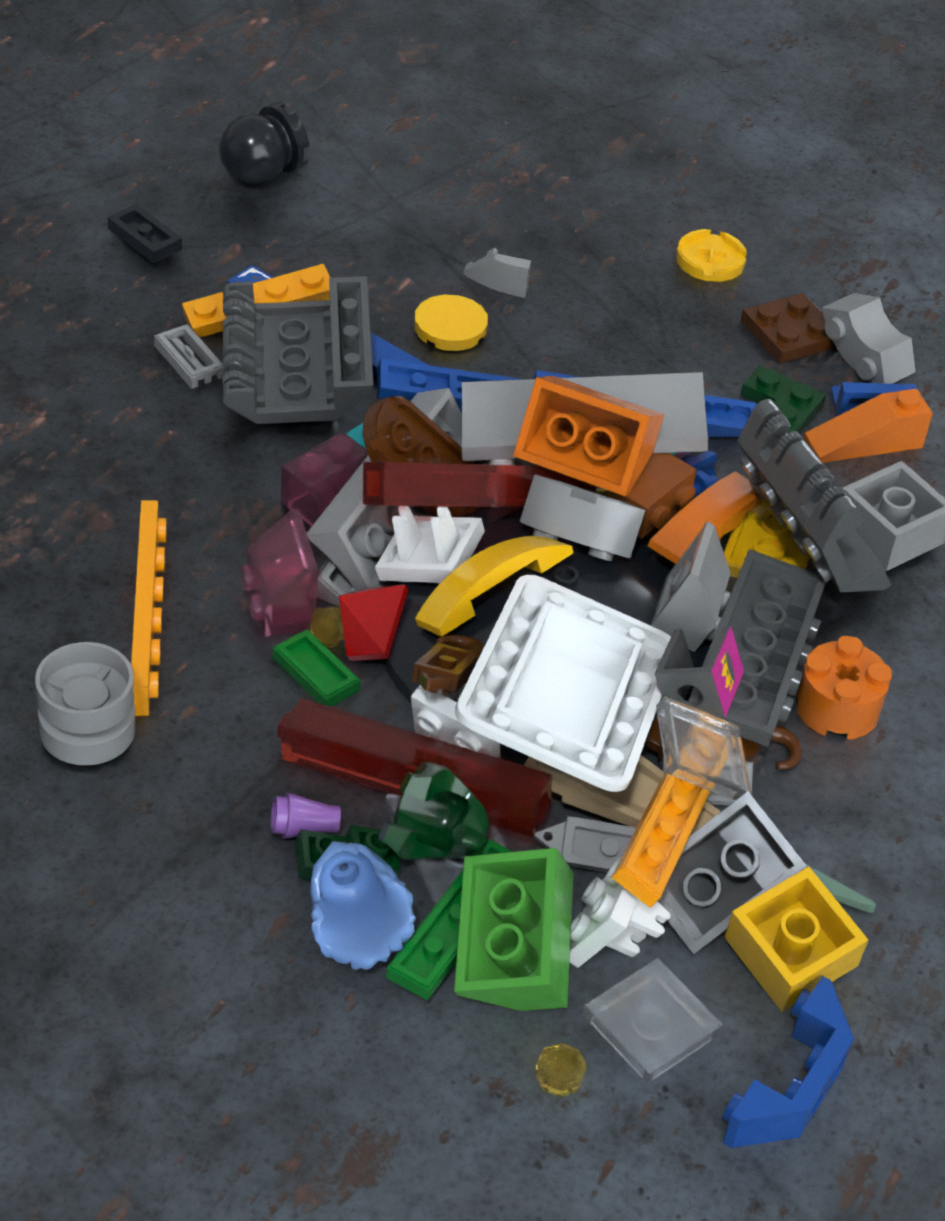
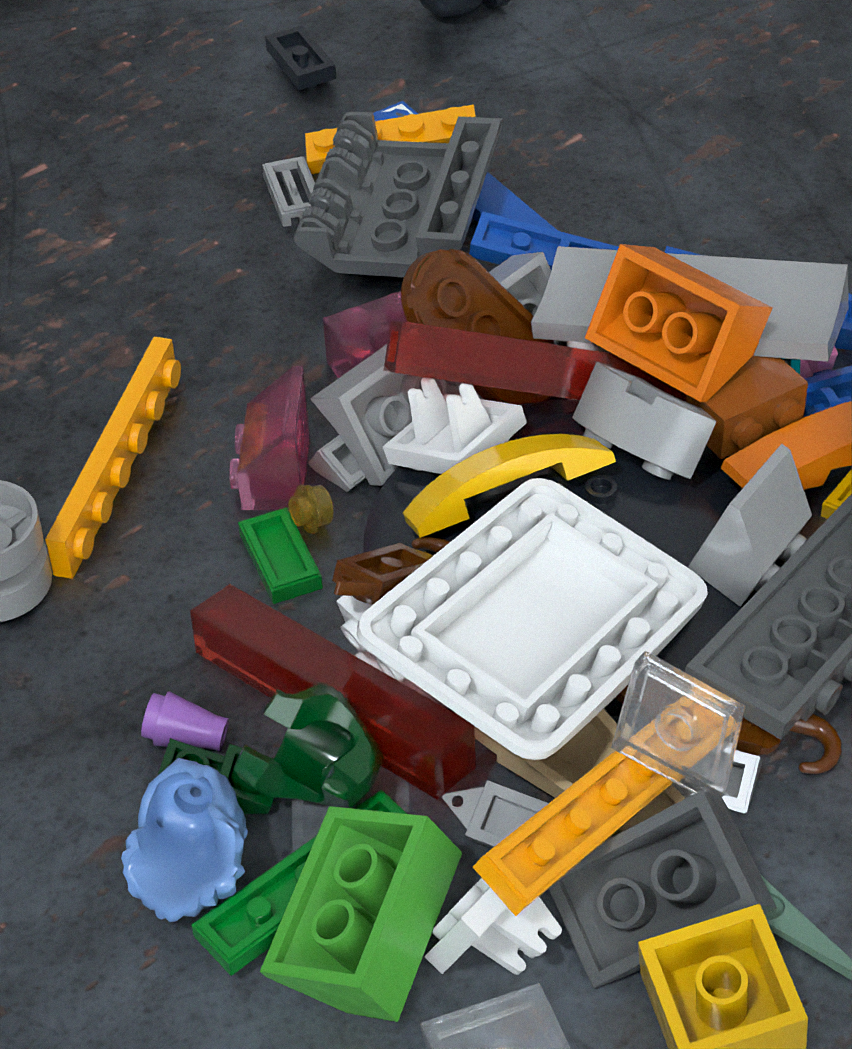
camera: 25 degrees right, 0 degrees up
(371, 620) = (358, 506): red slope -> none
(451, 322) = (606, 186): yellow tile -> none
(501, 273) = (687, 137): light grey slope -> none
(715, 681) = (724, 638): dark grey piece -> none

